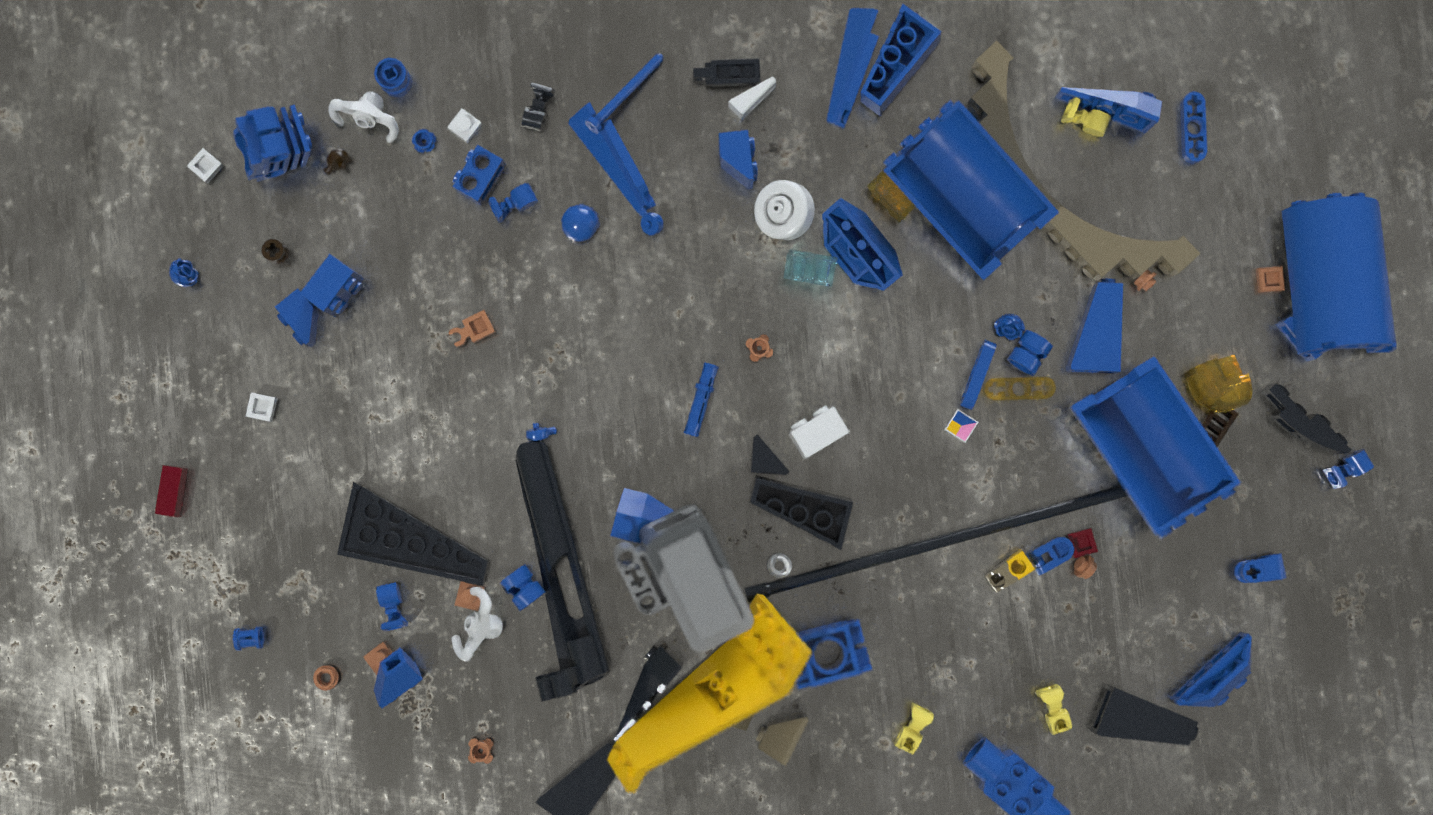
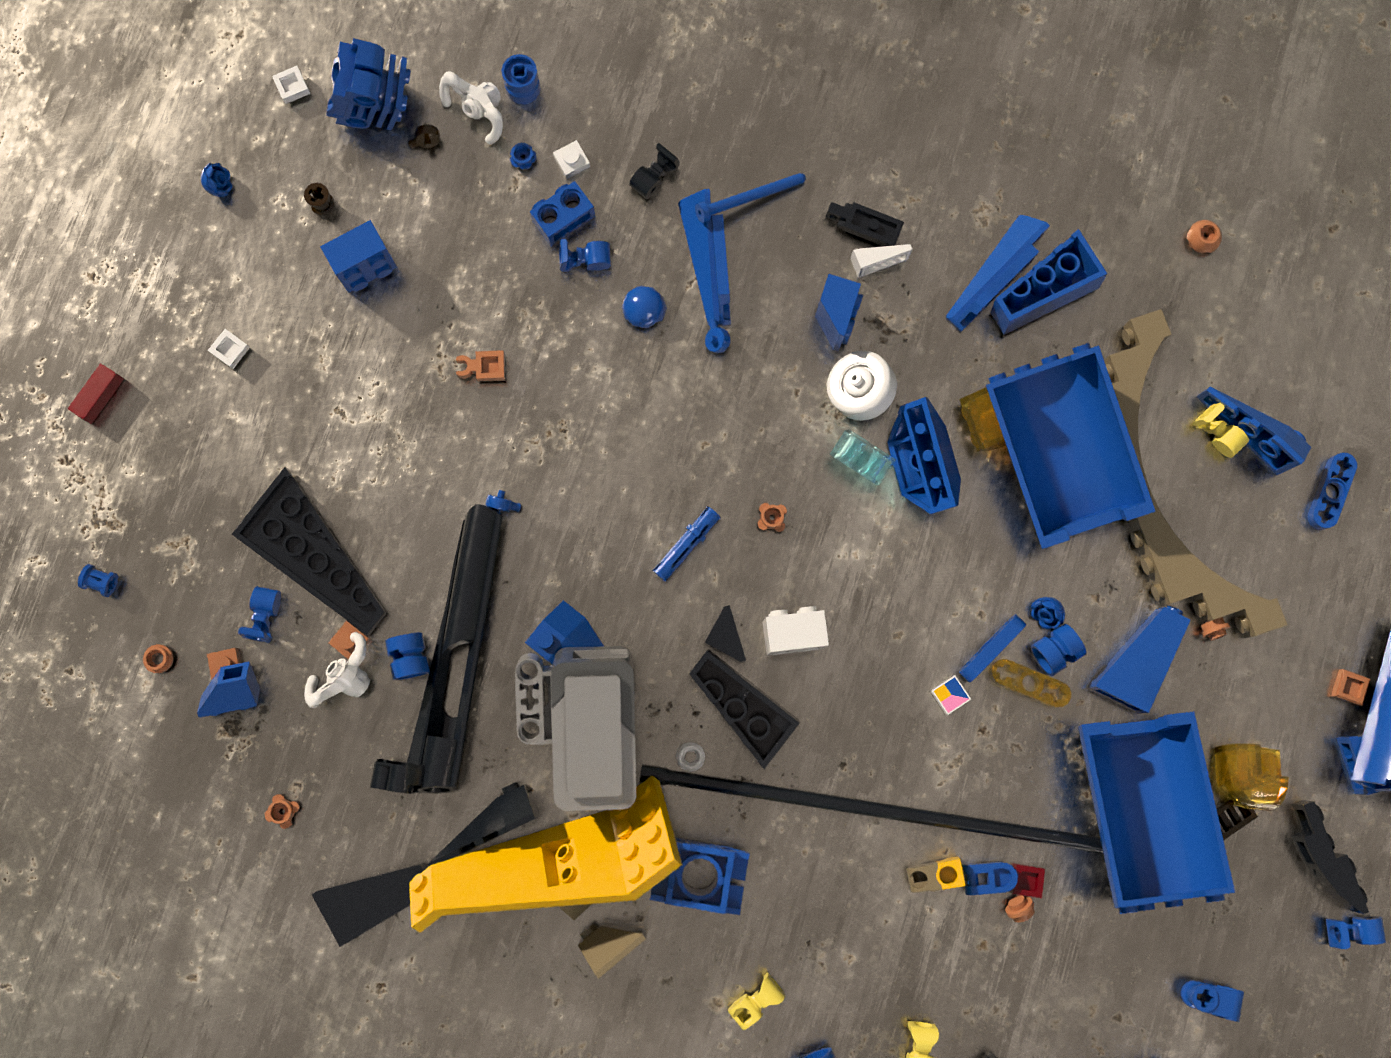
camera: 20 degrees right, 5 degrees down
(301, 317) = (313, 276): blue slope -> none

